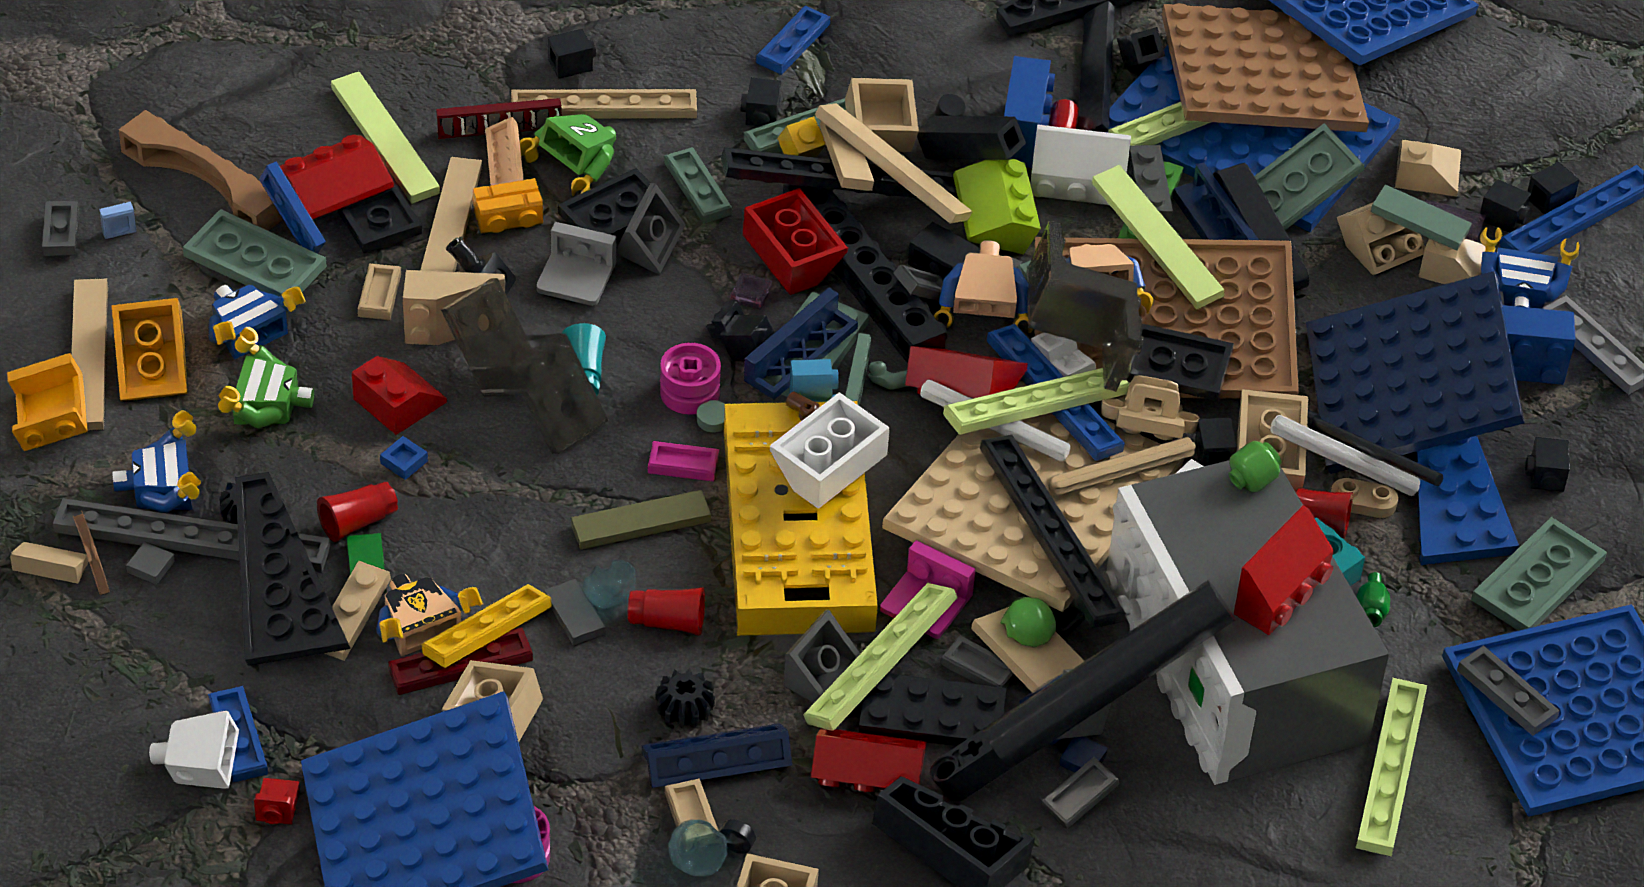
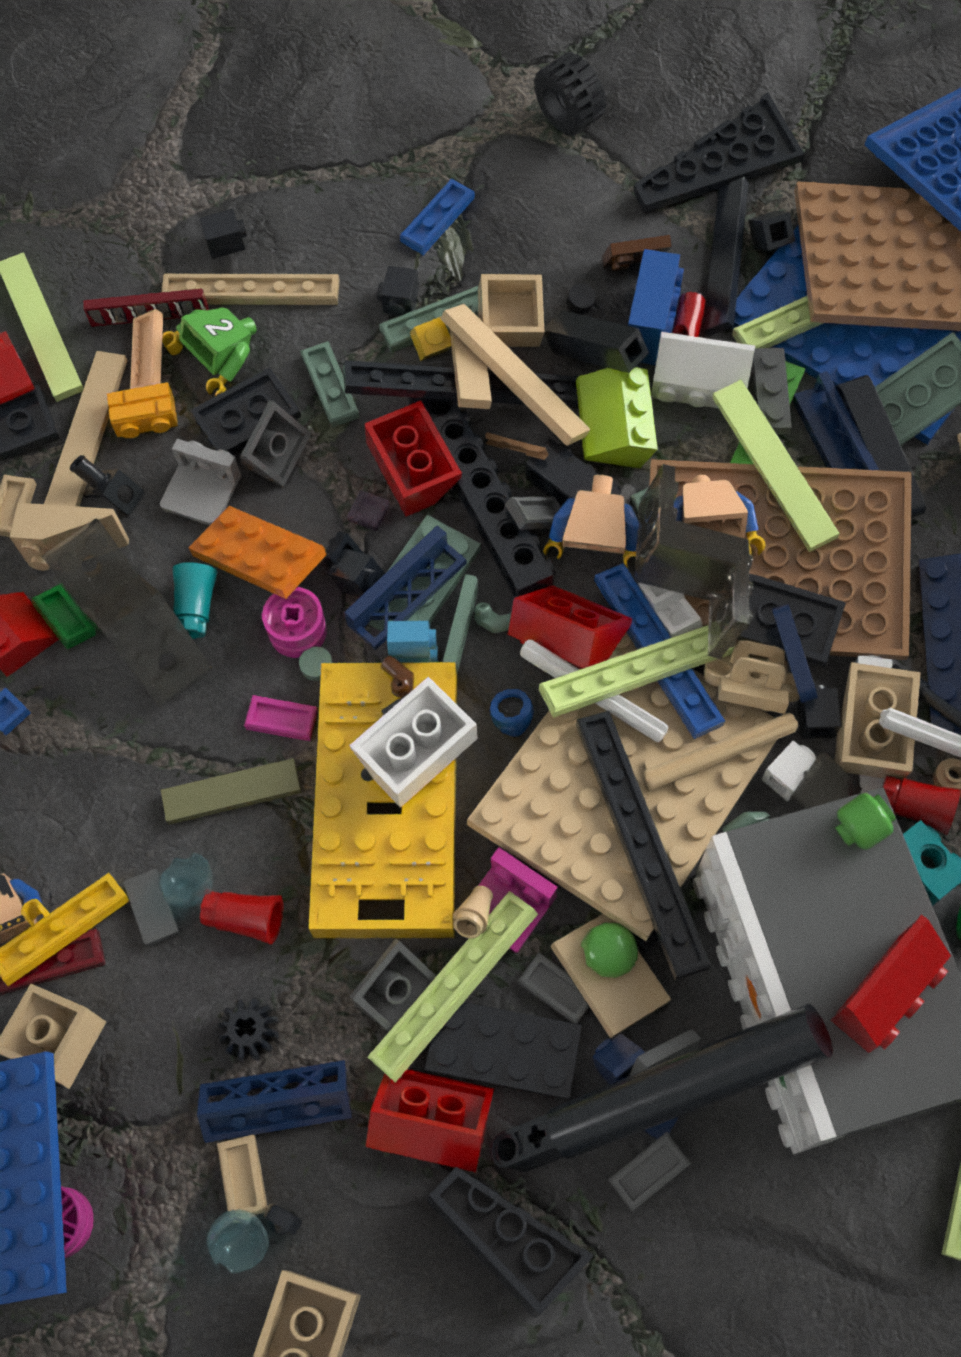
camera: 10 degrees right, 20 degrees up
(450, 381) = (63, 616): none -> green tile
(648, 317) = (257, 551): none -> orange plate
(895, 596) = (473, 914): none -> tan cone
(917, 460) = (515, 725): none -> blue piece
(921, 230) = (529, 449): none -> medium nougat piece
(997, 64) = (622, 254): none -> reddish brown plate
(1187, 381) = (795, 653): none -> dark blue beam

